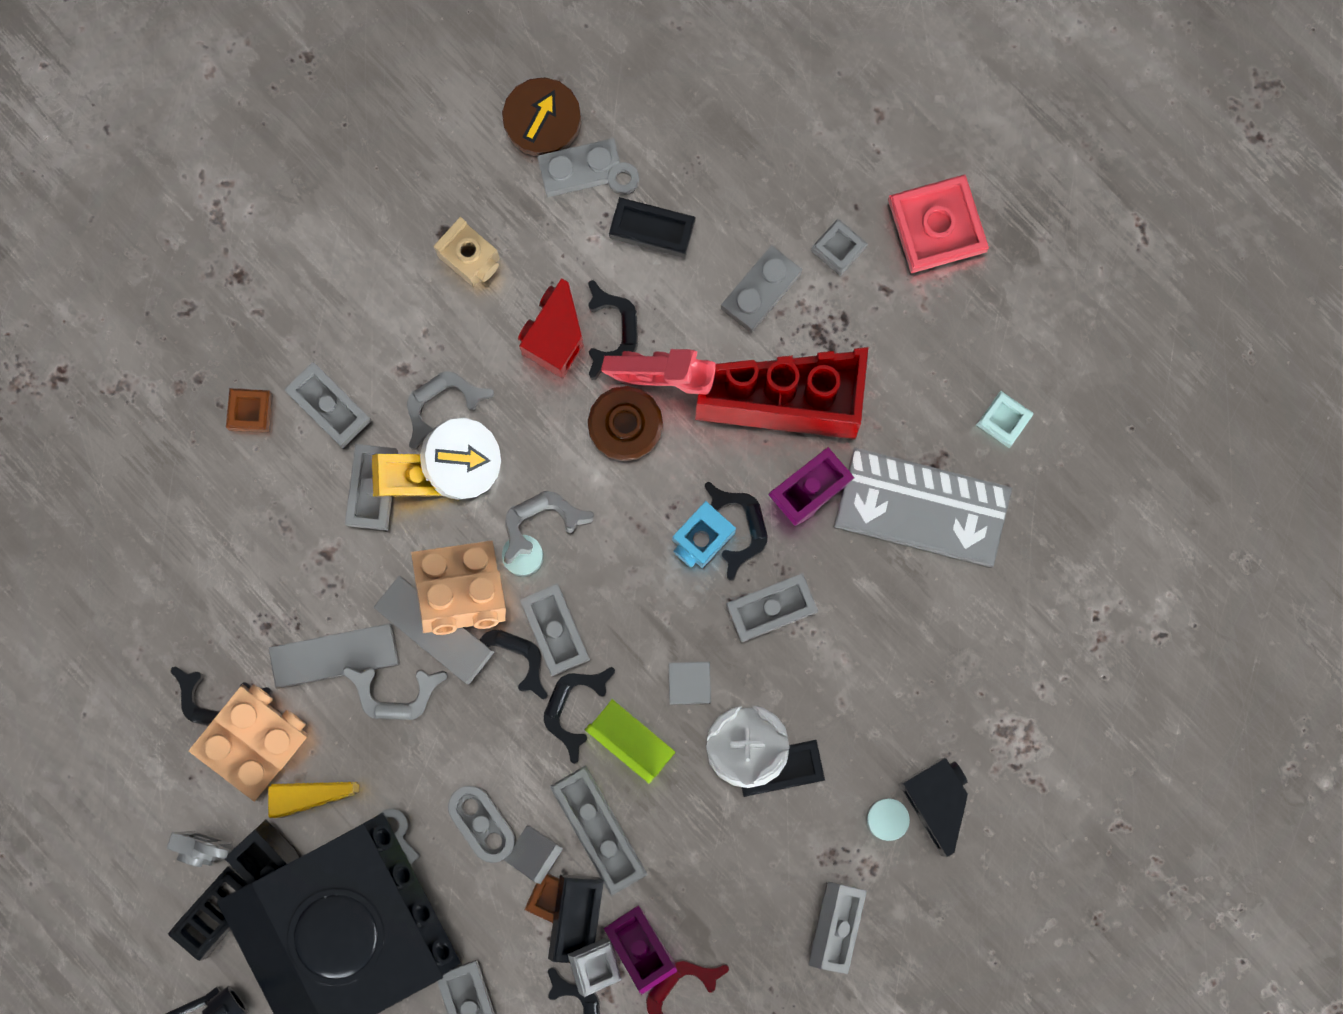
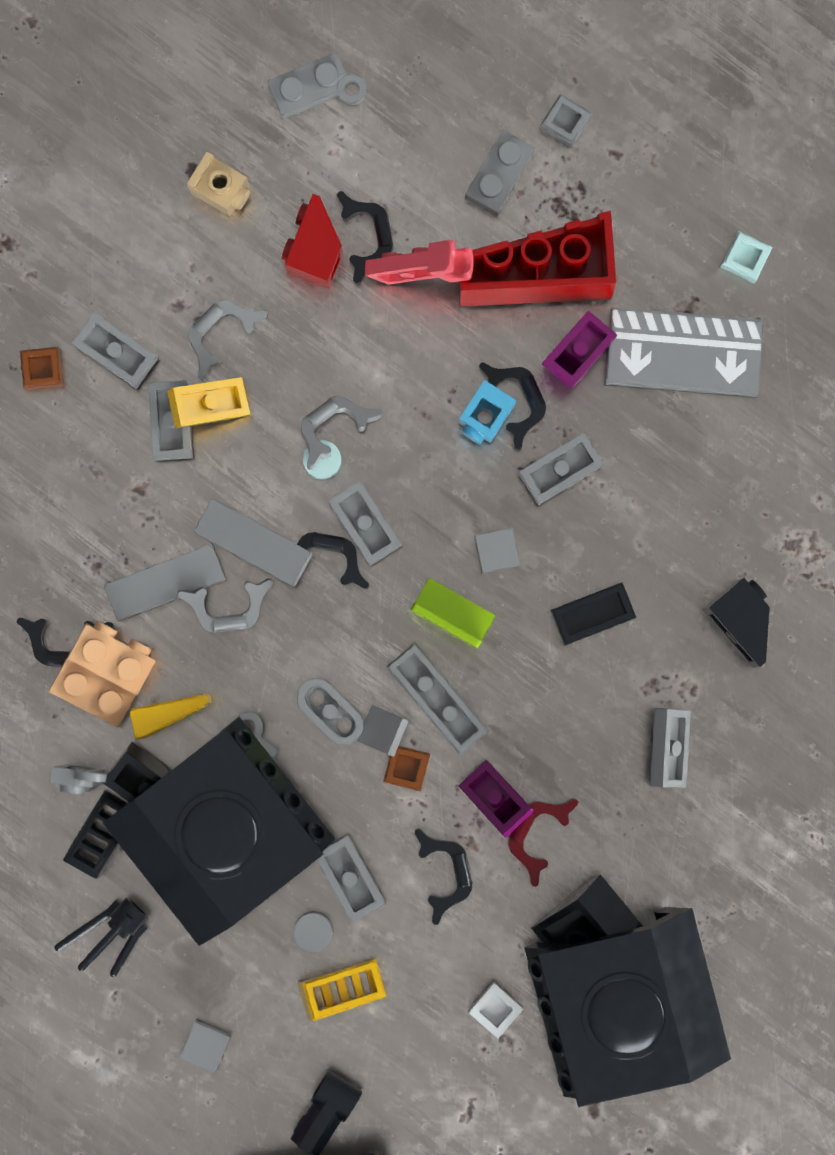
camera: 15 degrees left, 5 degrees up
(458, 587) = (269, 499): light nougat plate -> none
(460, 458) = (249, 379): white tile -> none
(541, 116) = (264, 42): reddish brown tile -> none
(558, 700) = (379, 588): black helmet -> none
(575, 915) = (432, 782): black tile -> none
(594, 967) = (456, 821): light grey tile -> none
(625, 423) = (395, 321): reddish brown wheel -> none
(652, 227) = (387, 131): black tile -> none
(747, 746) = (561, 599): white tile -> none
(888, 819) = (699, 643): light aqua tile -> none
(938, 223) = (654, 83): coral plate -> none

